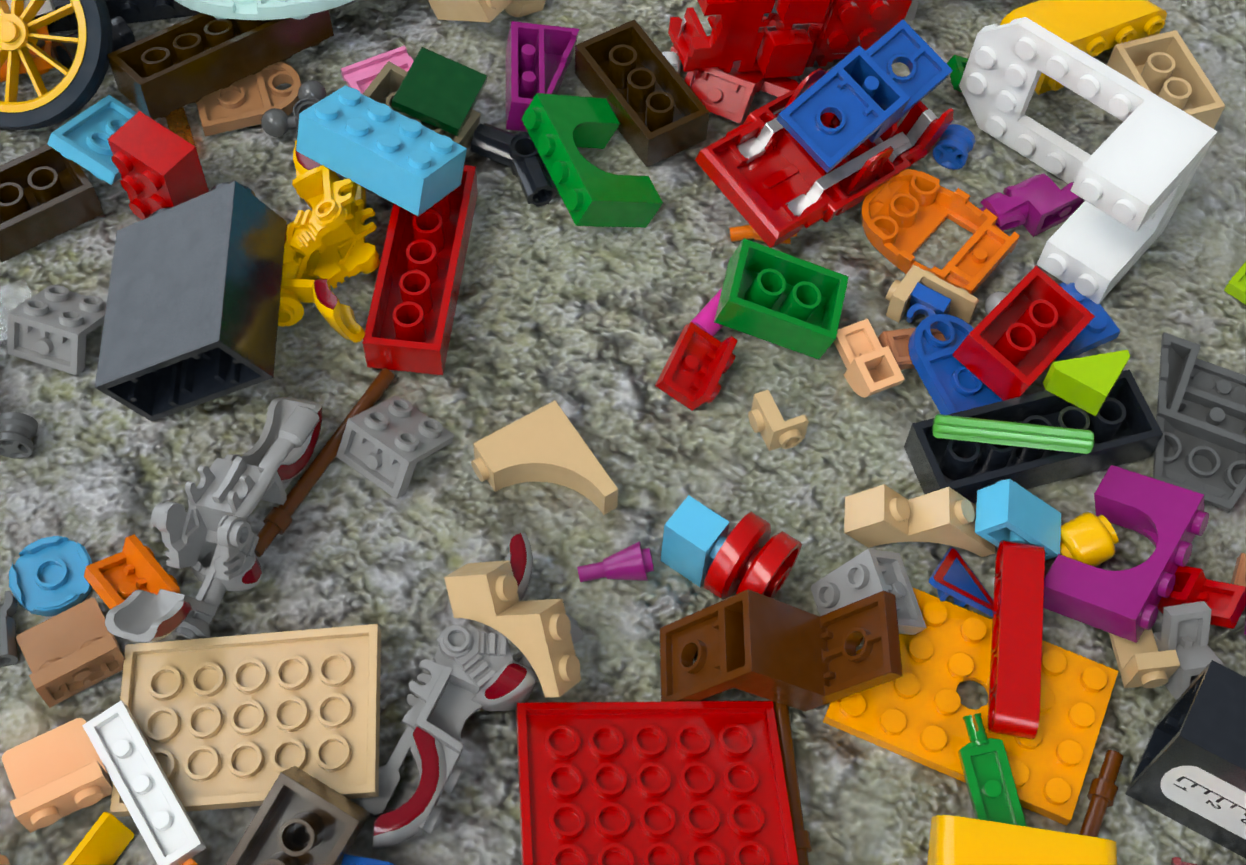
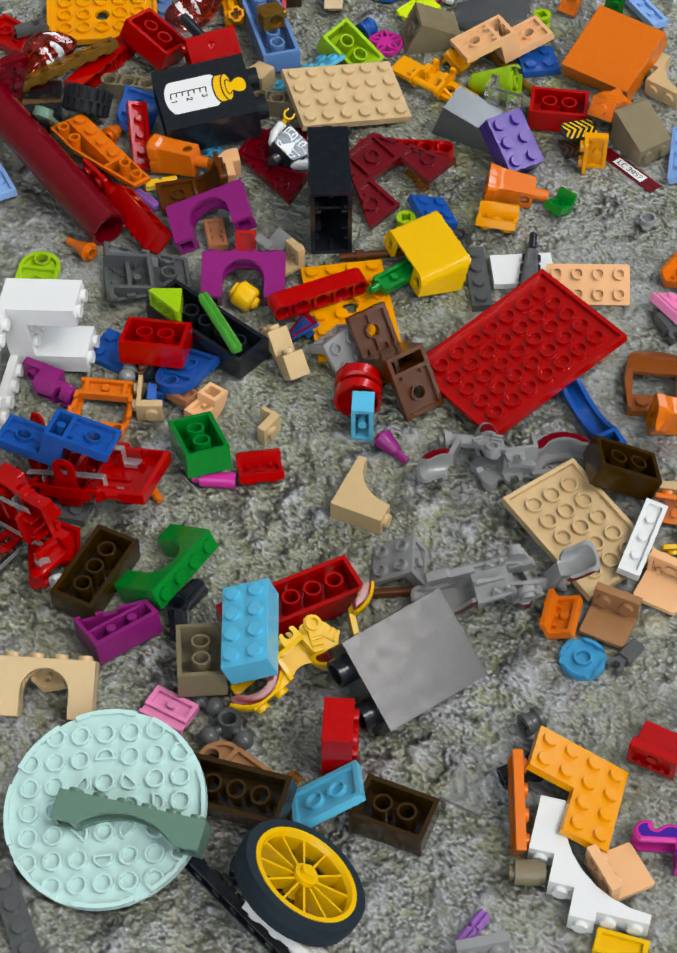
camera: 120 degrees left, 10 degrees down
(54, 328) = (453, 749): light grey bracket -> none
(439, 91) = (180, 641): dark green tile -> none
(537, 627) = (461, 430): tan arch -> none
(1016, 515) = (259, 313): medium azure brick -> none

